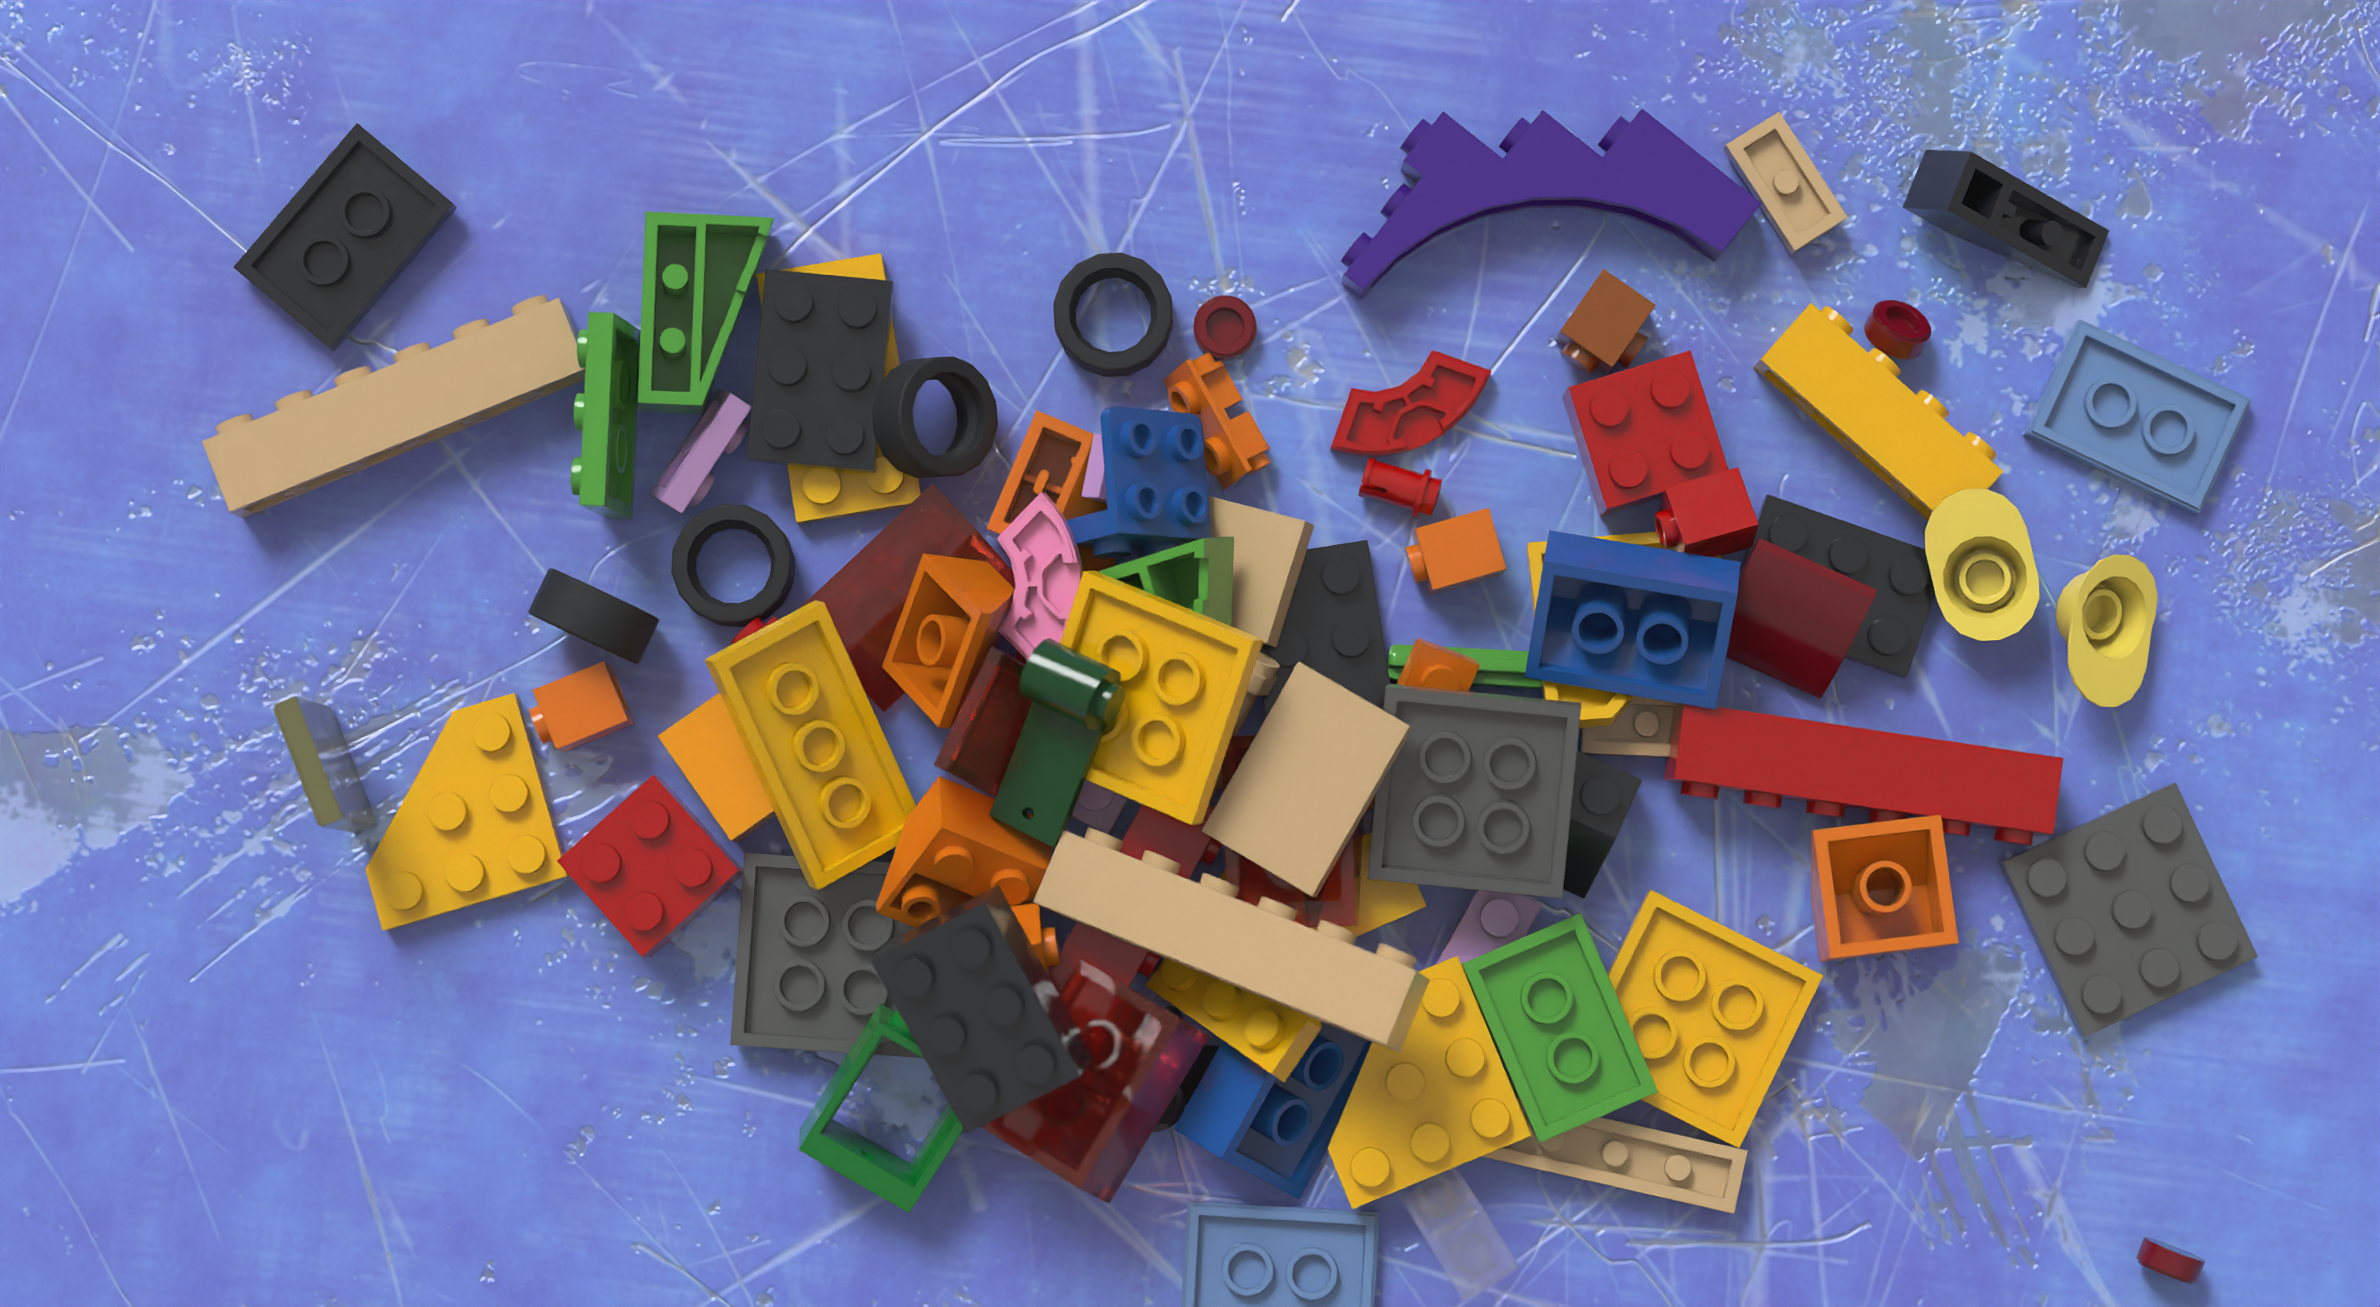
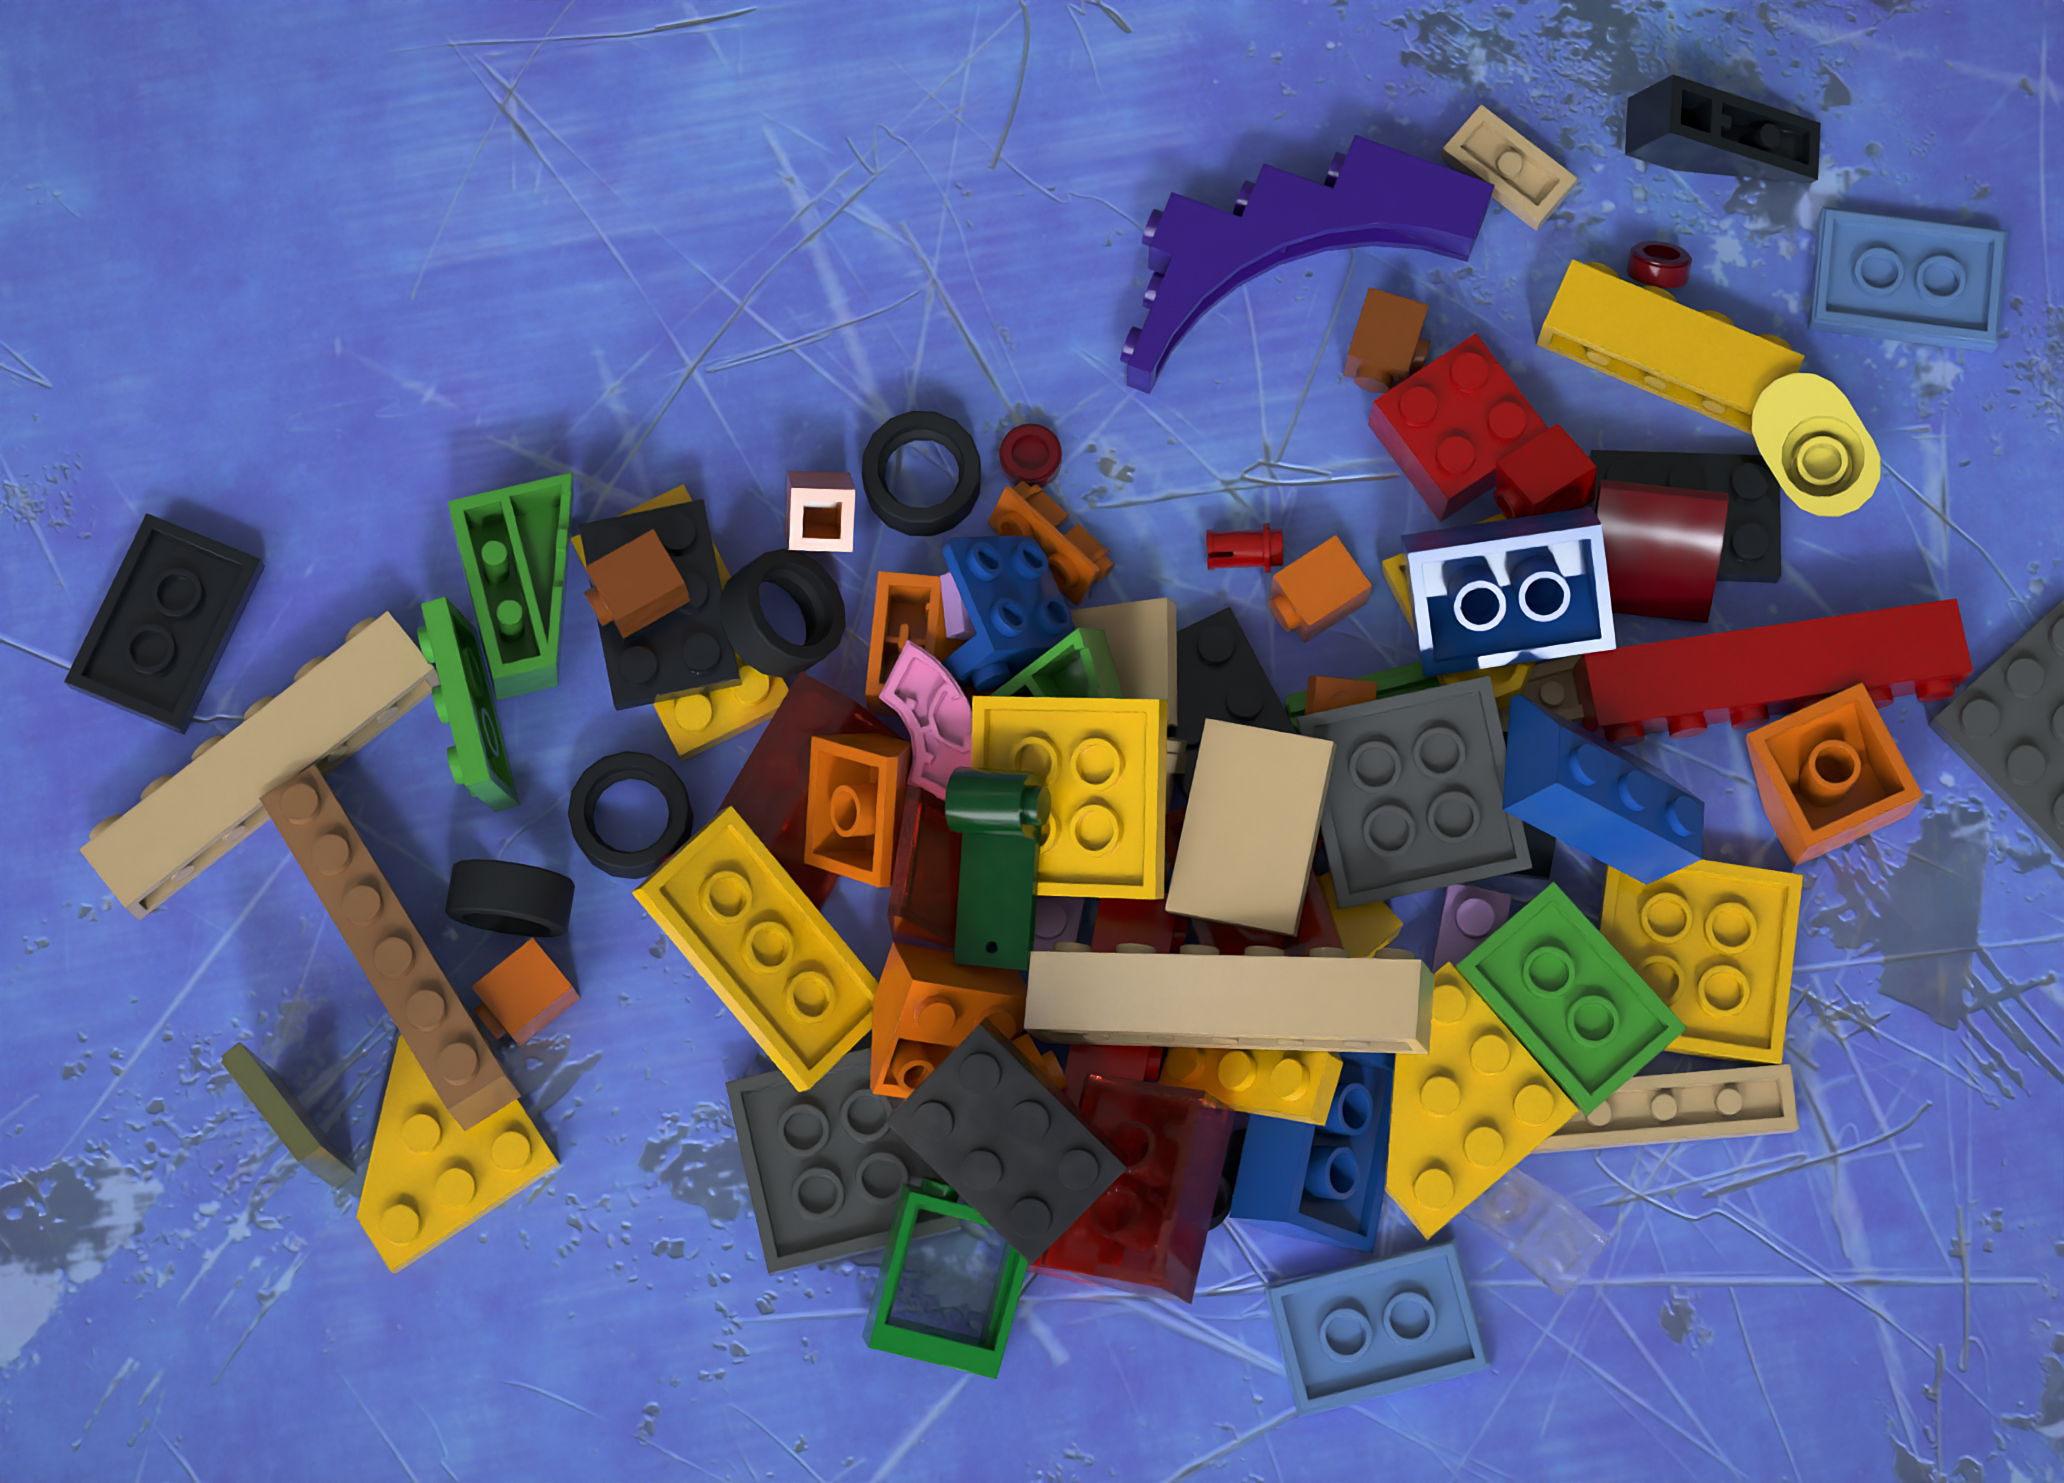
camera: 15 degrees left, 10 degrees down
(466, 628) = (390, 948): none -> medium nougat brick
(651, 866) = (638, 1123): red brick -> none
(688, 473) = (577, 692): lavender plate -> none
(719, 768) = (678, 1007): light orange brick -> none
(797, 357) = (635, 585): none -> dark orange brick
(1001, 326) = (819, 511): none -> brick
(1411, 413) = (1230, 480): red tile -> none
(1650, 844) = (1598, 795): none -> blue slope
(2108, 628) = (1952, 468): light yellow piece -> none

